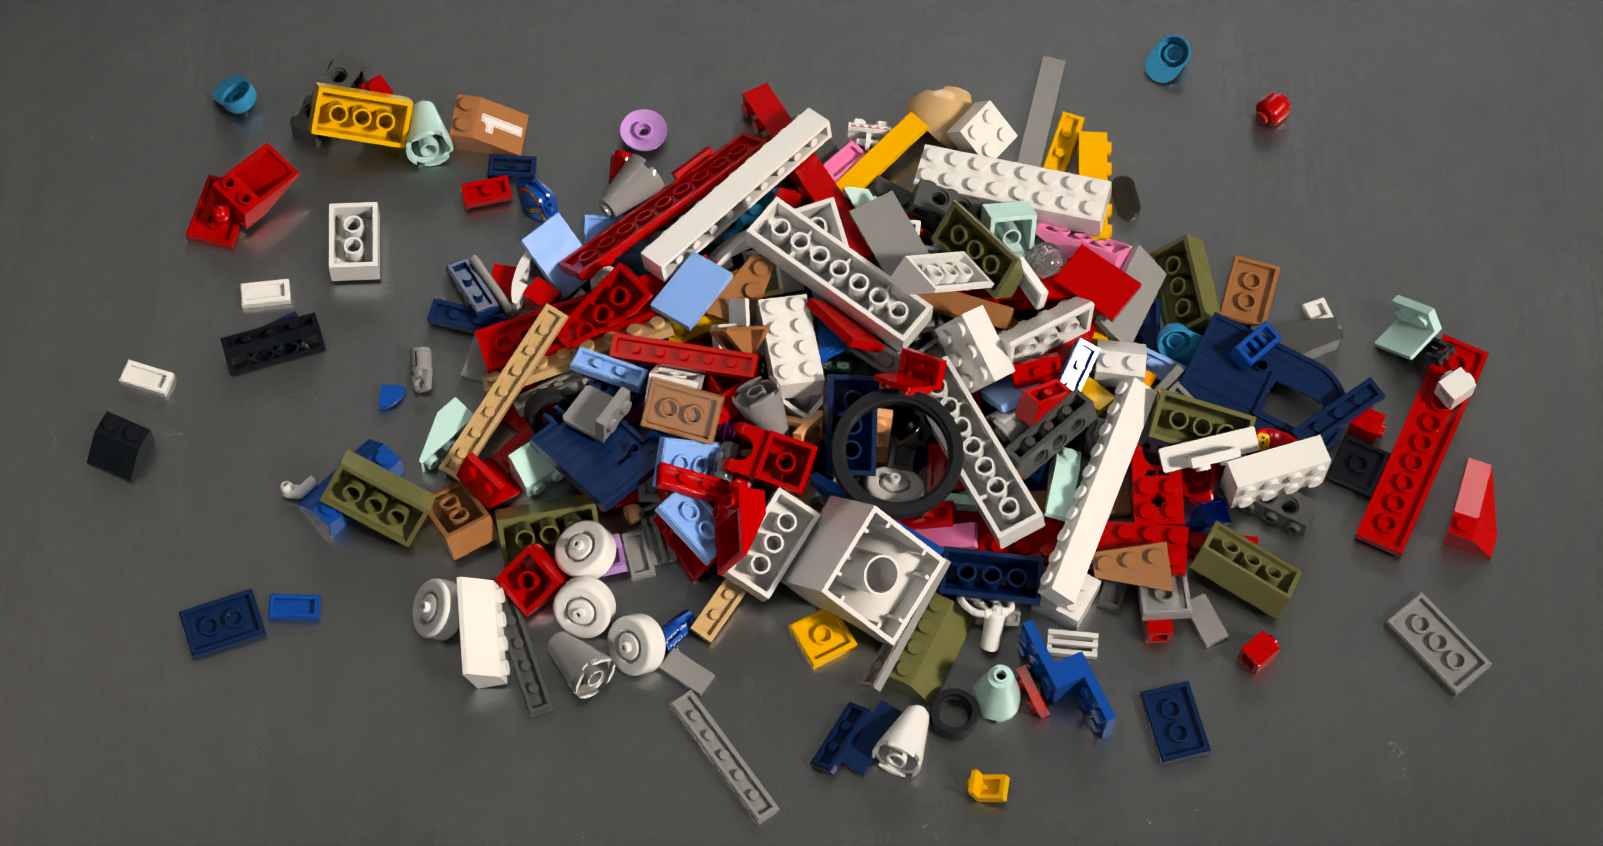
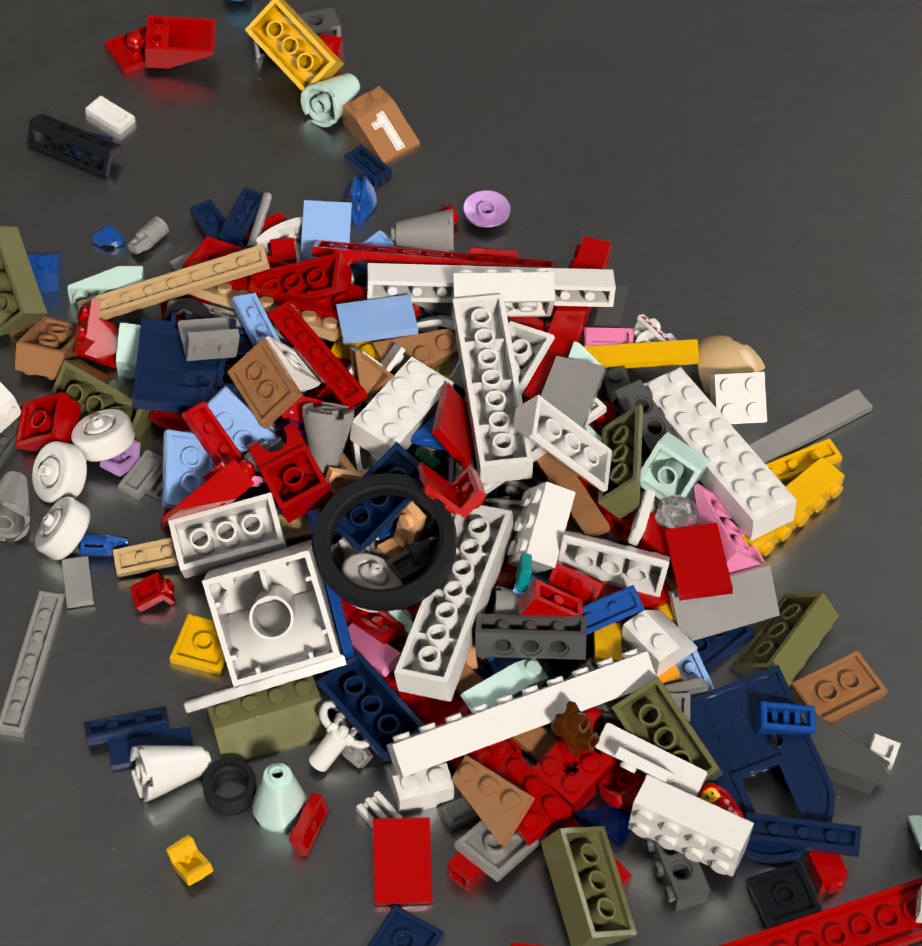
camera: 45 degrees right, 10 degrees down
(354, 241) = (201, 123): white brick -> none
(486, 192) = (330, 164): red plate -> none
(748, 632) = (152, 591): none -> red bracket
(756, 197) = (523, 292): none -> white slope
(1004, 392) = (523, 572): none -> teal tile
(1066, 679) = (340, 835): blue bracket -> none
(1116, 660) = (402, 861): none -> red tile
(1125, 198) = (812, 538): clear smoke tile -> none
(1146, 472) = (575, 729): none -> reddish brown hips
(1178, 342) = (726, 666): dark azure cap -> none
(1207, 622) = (513, 900): light grey tile -> none

